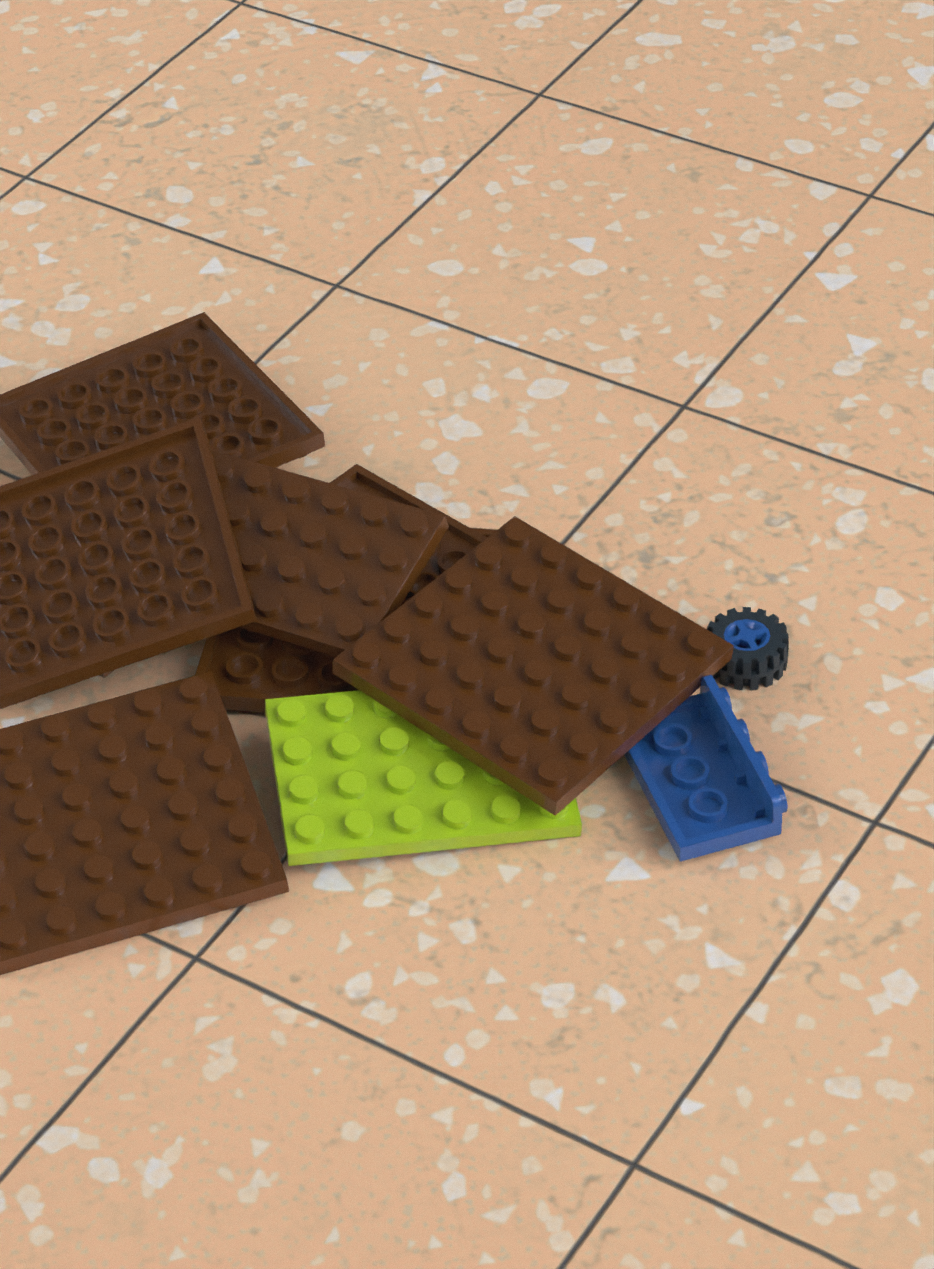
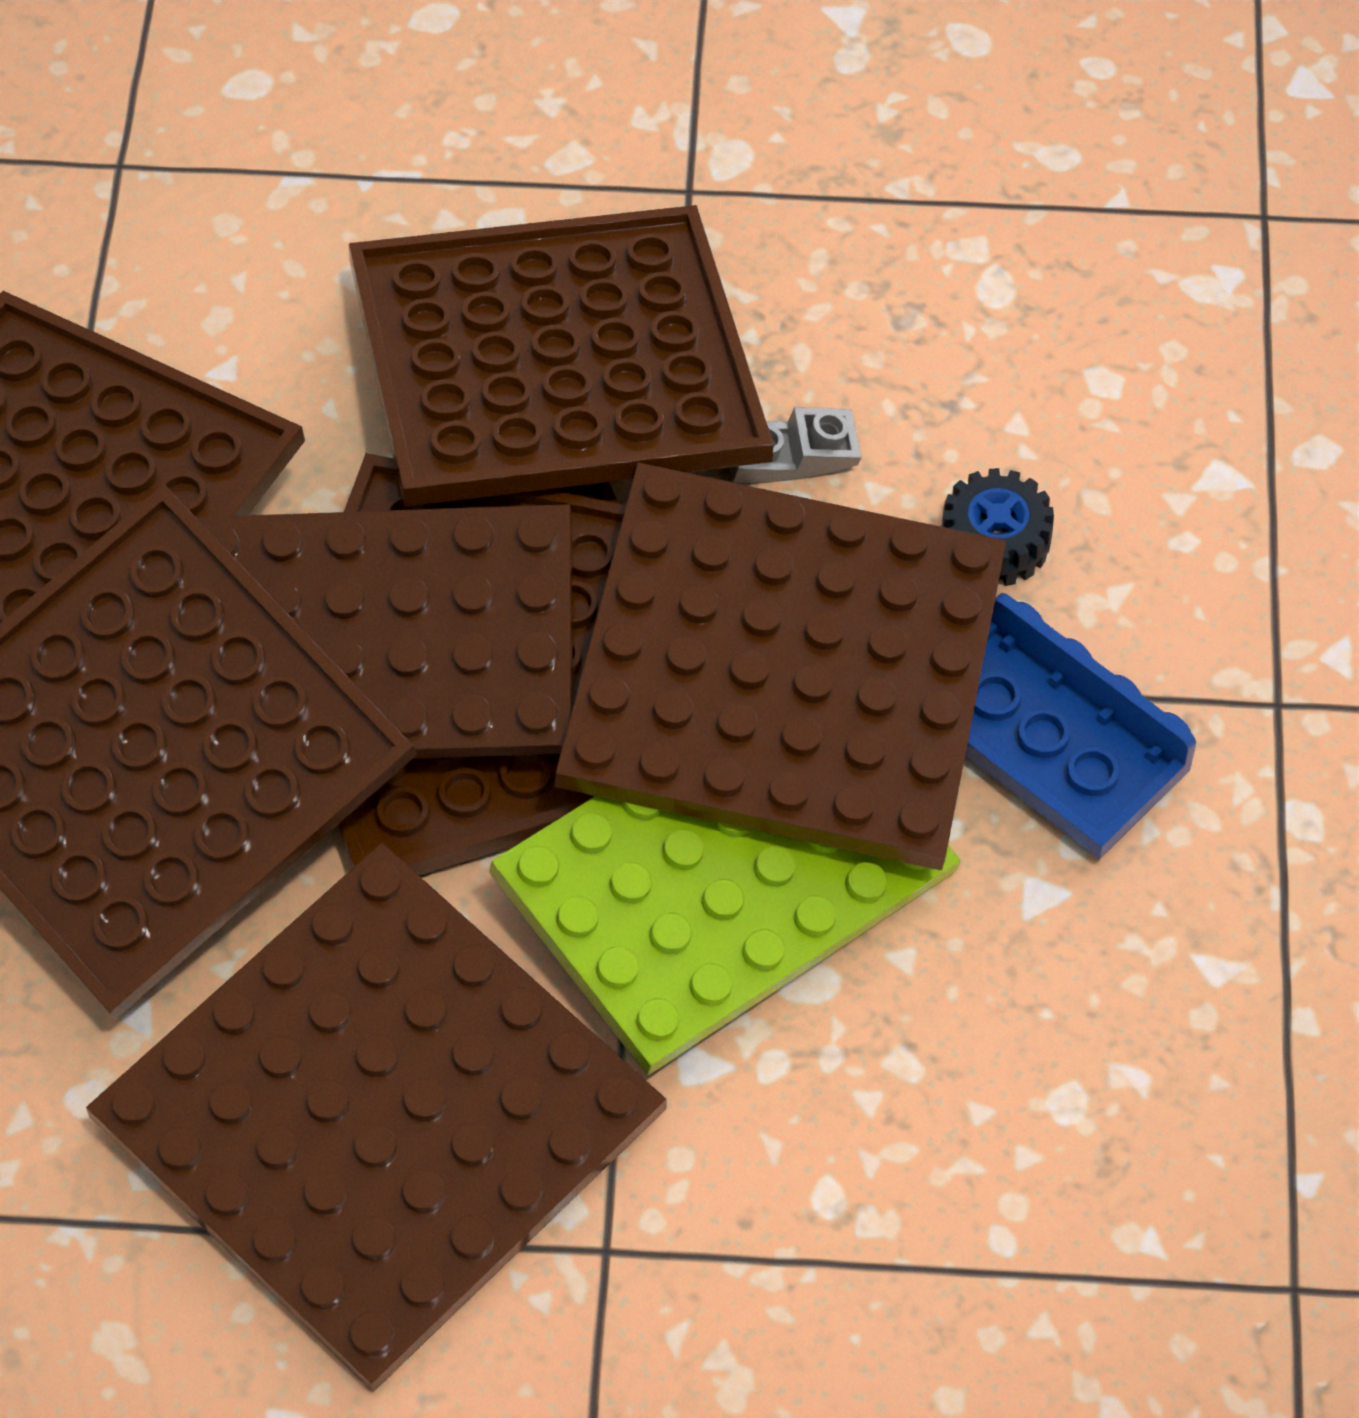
camera: 30 degrees left, 15 degrees up
(520, 447) = (555, 355): none -> reddish brown plate
(654, 565) = (806, 446): none -> light grey slope

